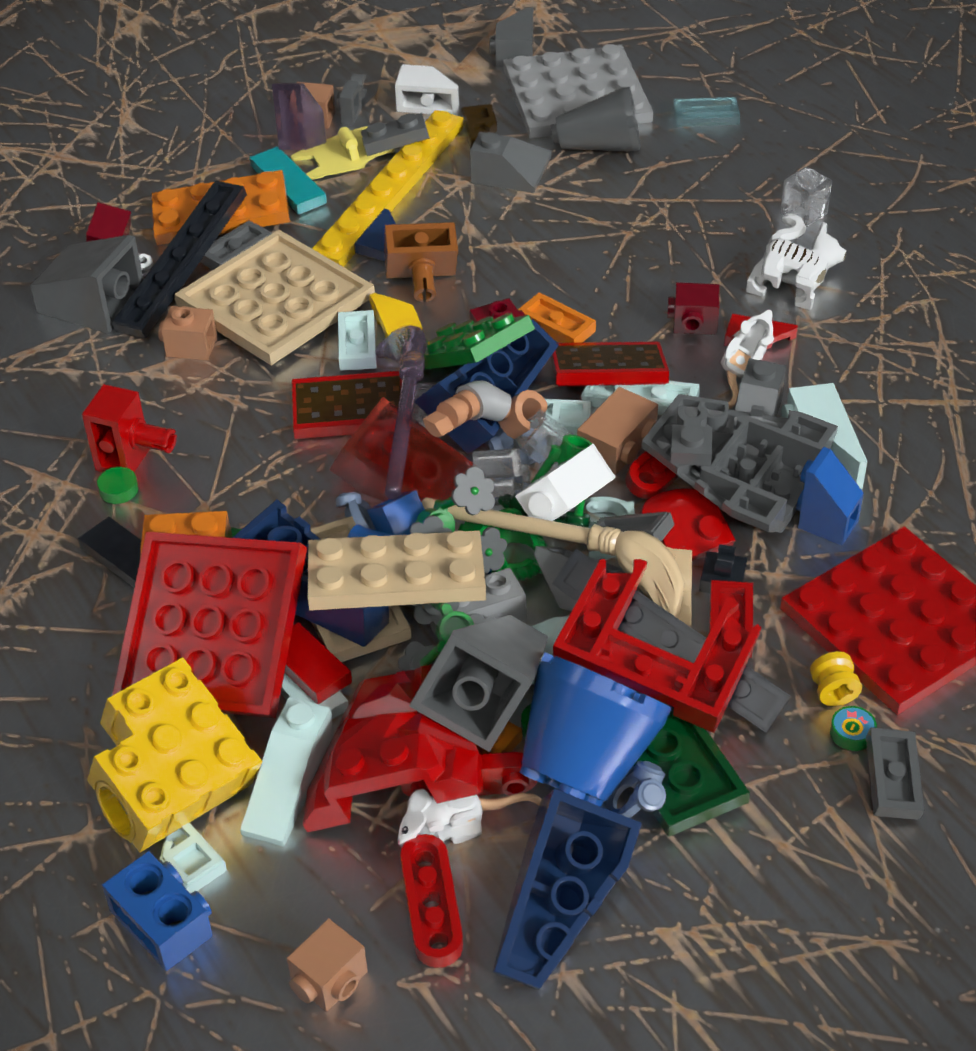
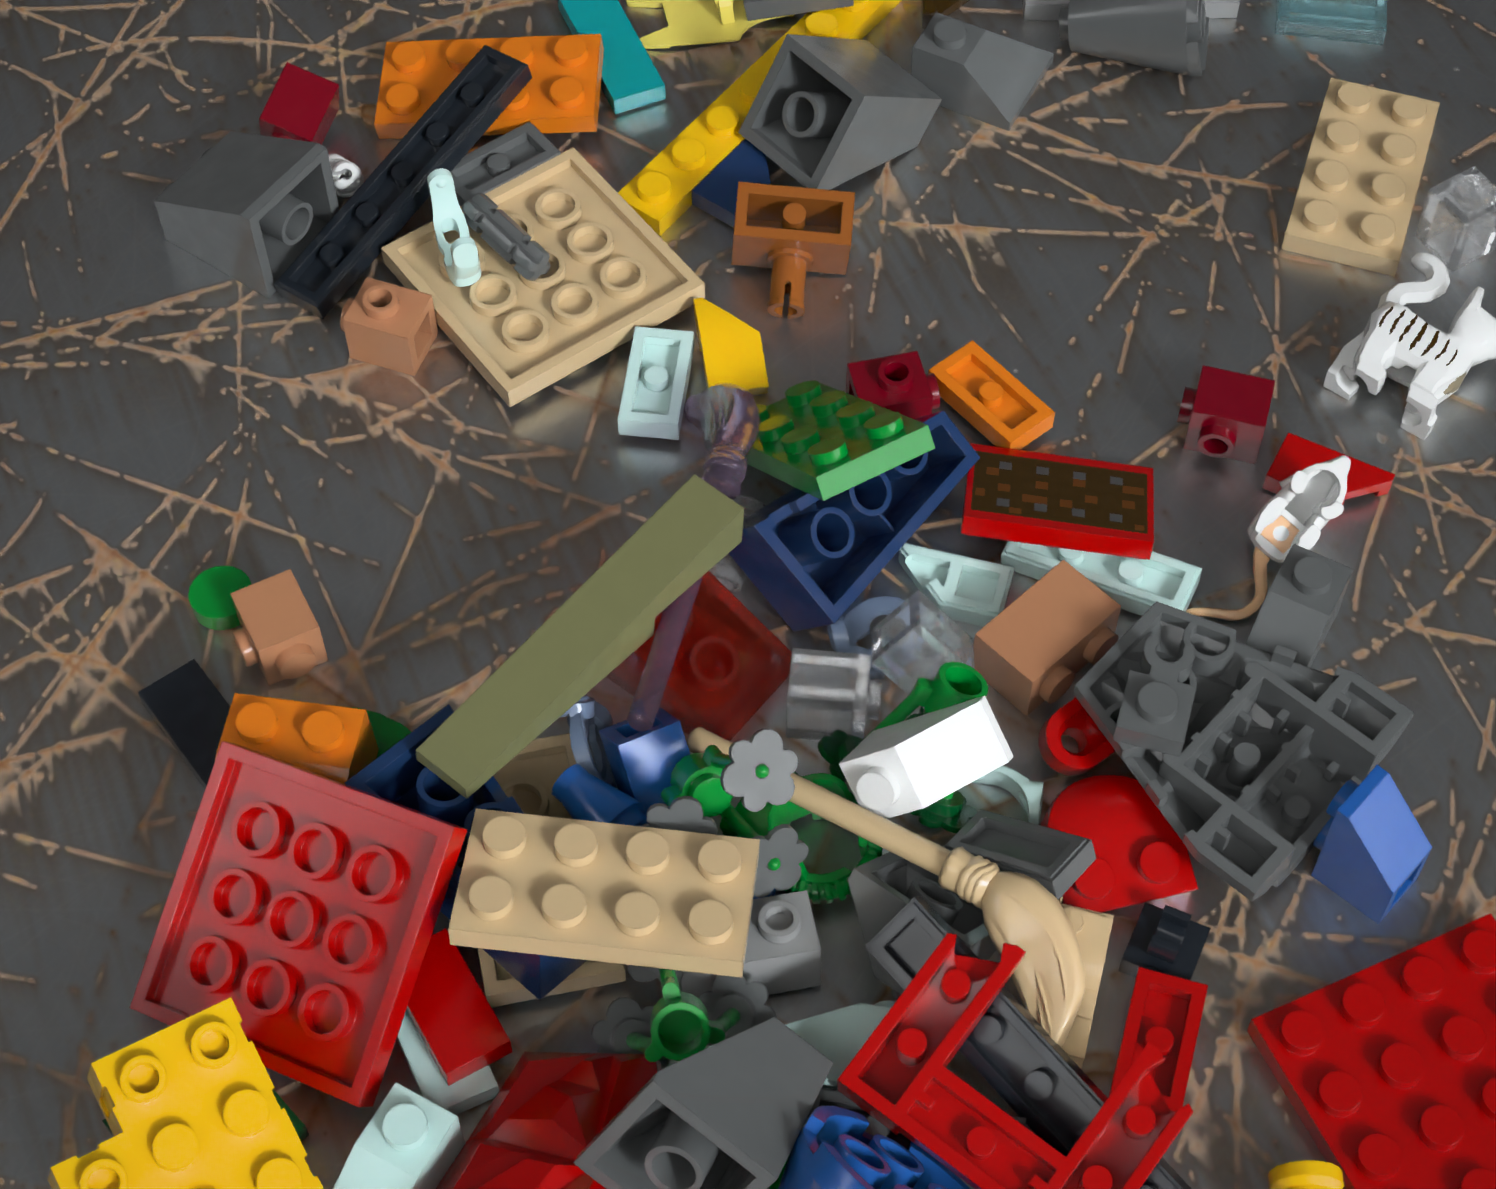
camera: 10 degrees right, 10 degrees up
(119, 432) = (237, 510): red brick -> none
(157, 489) = (277, 628): none -> nougat brick
(227, 290) = (462, 255): none -> light aqua cap
(250, 276) = (506, 237): none -> dark grey axle
(339, 402) = (596, 497): tile -> none
(352, 450) = (585, 636): none -> olive slope
(431, 188) = (836, 110): none -> dark grey slope
(486, 401) = (822, 568): nougat piece -> none
(743, 187) = (1361, 177): none -> tan plate
(825, 404) = (1399, 659): light aqua slope -> none

